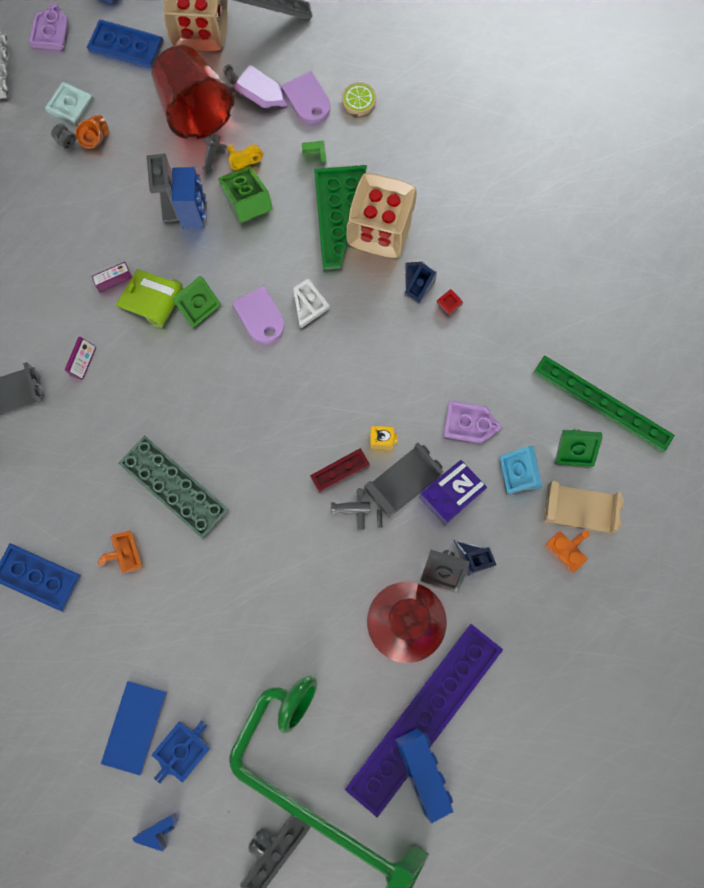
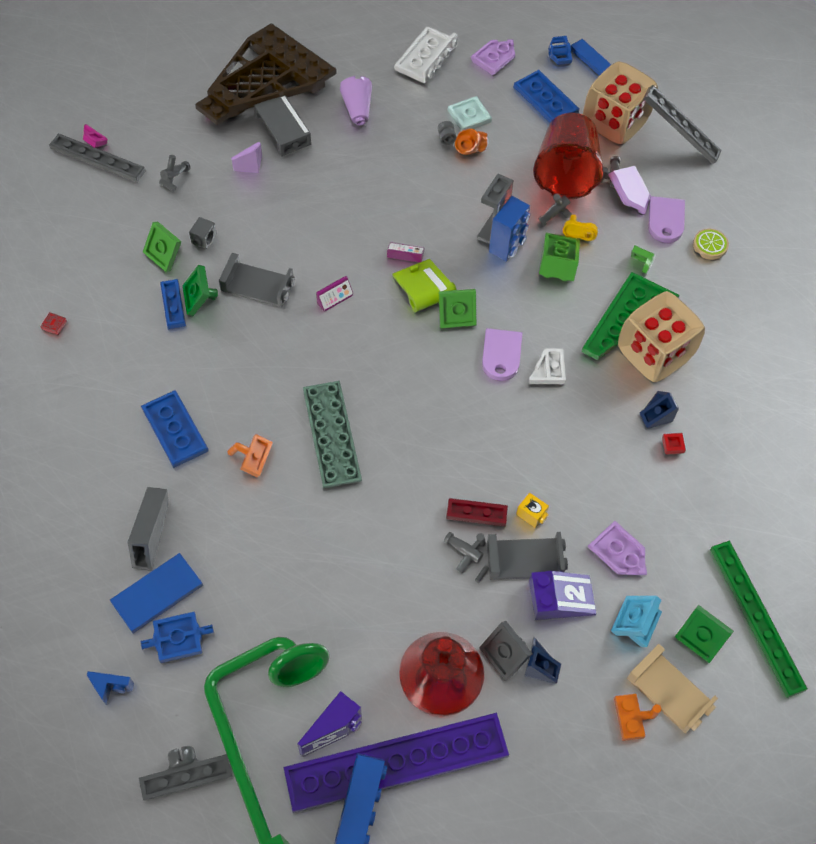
camera: 35 degrees right, 15 degrees down
(84, 681) = (148, 528): none -> dark grey slope
(360, 724) = (333, 724): none -> dark purple slope

